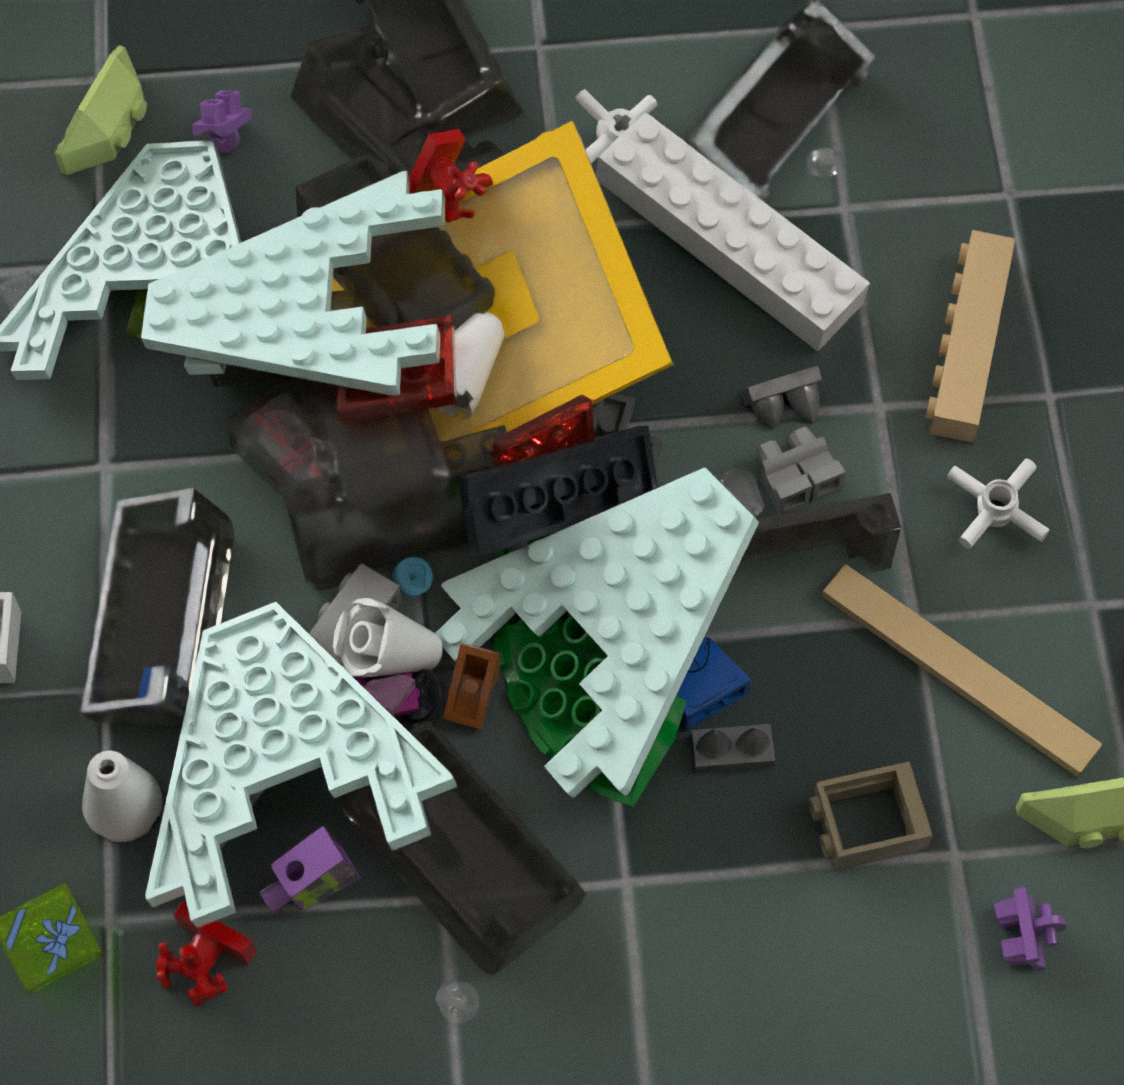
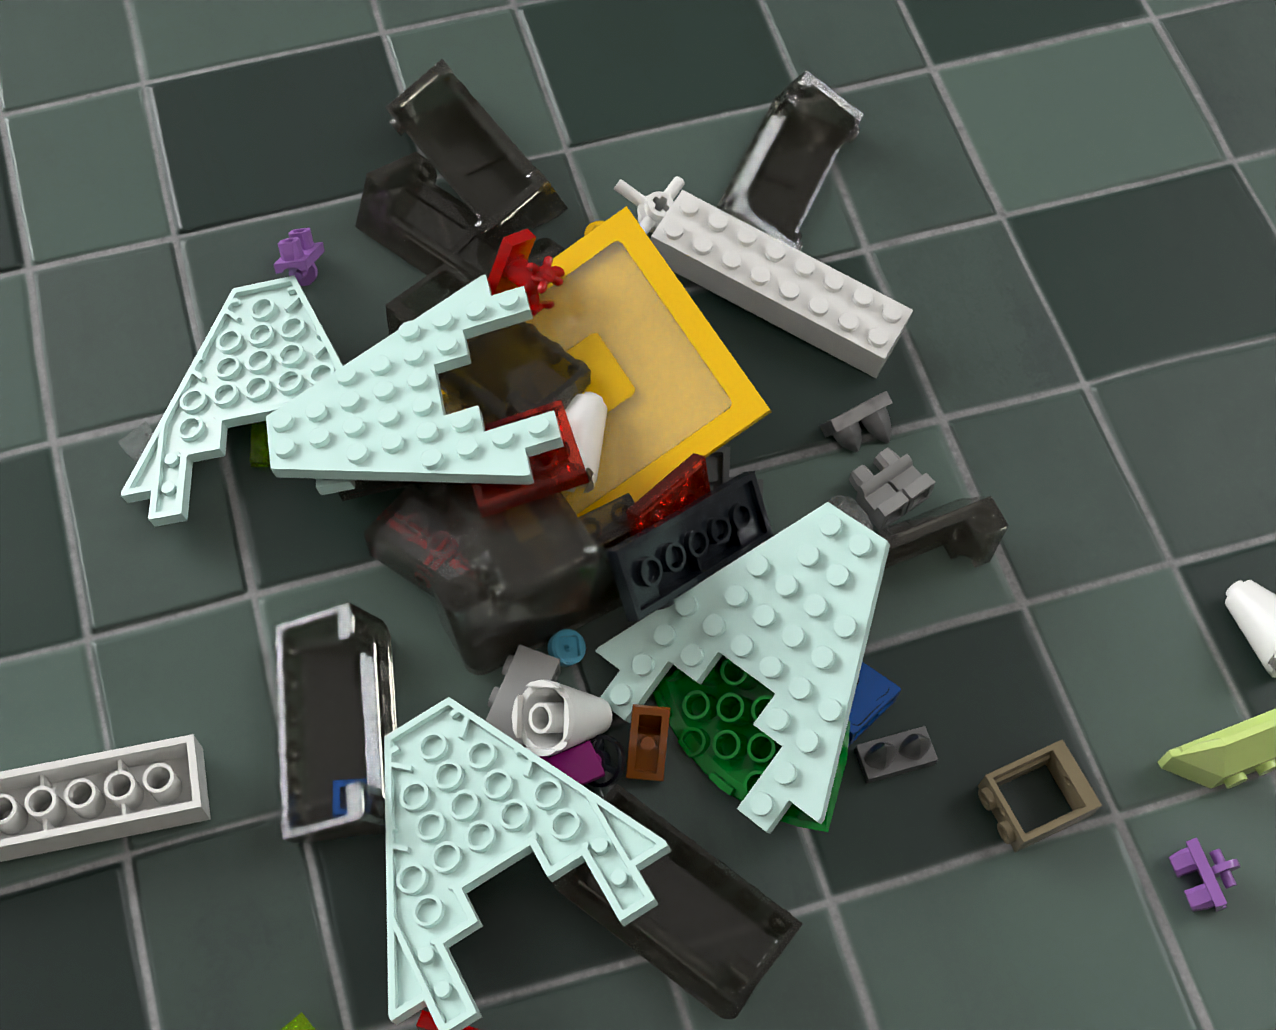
camera: 15 degrees left, 0 degrees up
(103, 117) = (189, 270): yellowish green wedge -> none
(120, 798) = (338, 917): white cone -> none
(310, 872) = (552, 948): medium lavender torso -> none
(391, 691) = (576, 762): clear tile -> none
(825, 162) = (842, 211): clear tile -> none
(962, 670) = (1079, 644): tan tile -> none
(972, 336) = (1008, 344): tan brick -> none
(994, 515) = (1068, 498): white bar -> none

